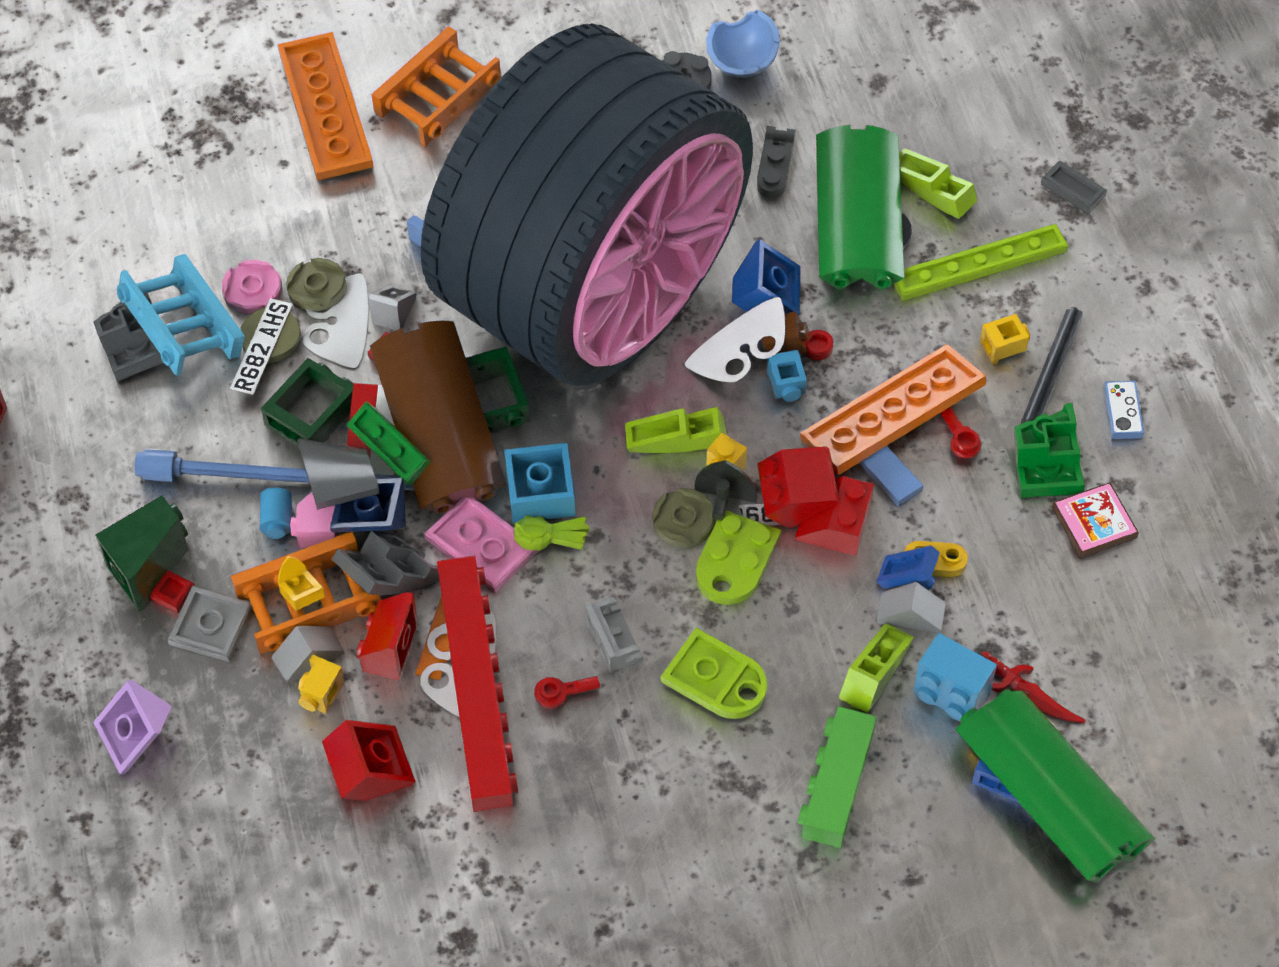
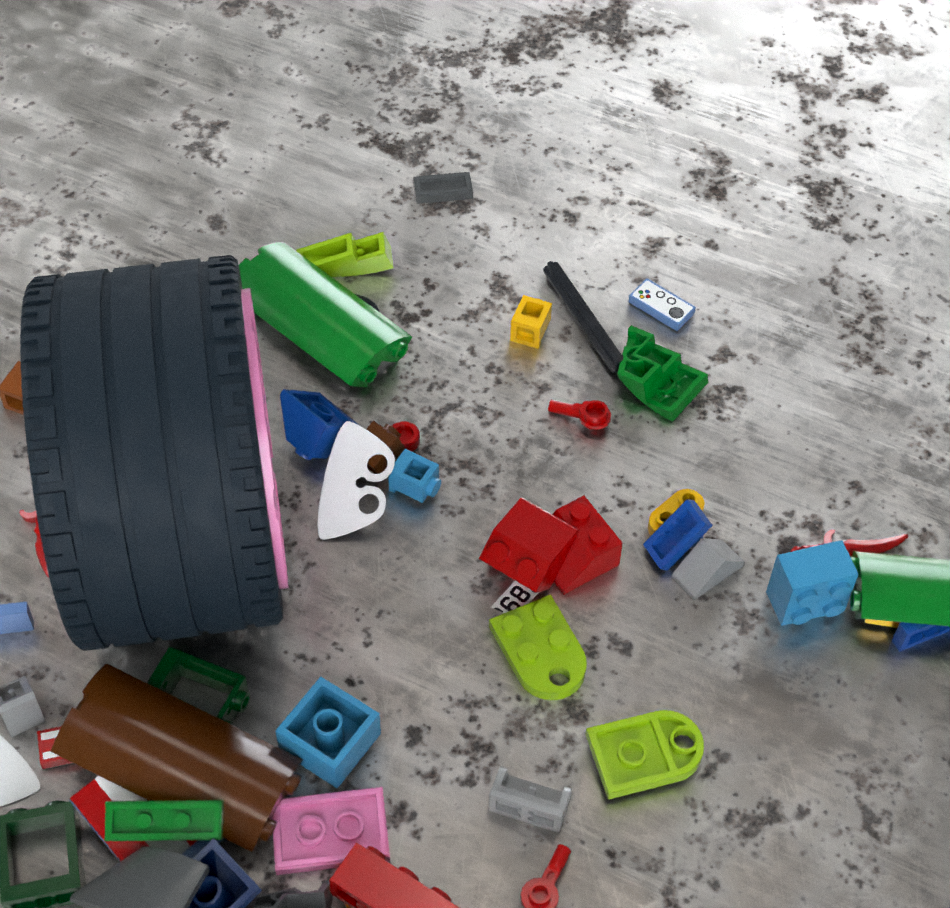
camera: 50 degrees left, 5 degrees down
(537, 533) = (371, 778): lime piece -> none
(675, 431) = (382, 593): lime slope -> none
(683, 518) = (465, 655): olive tile -> none
(725, 482) = (476, 595): pearl dark grey shield -> none
(727, 449) = (448, 580): yellow brick -> none
(744, 46) = (89, 250): light blue cylinder -> none
(838, 776) = (824, 738): bright green brick -> none
(875, 667) = (745, 631): lime slope -> none
(892, 476) = (571, 483): medium blue tile -> none
(894, 407) = (518, 433): orange plate -> none
(981, 261) = (444, 285): lime tile -> none
(1095, 520) = (739, 393): tile -> none

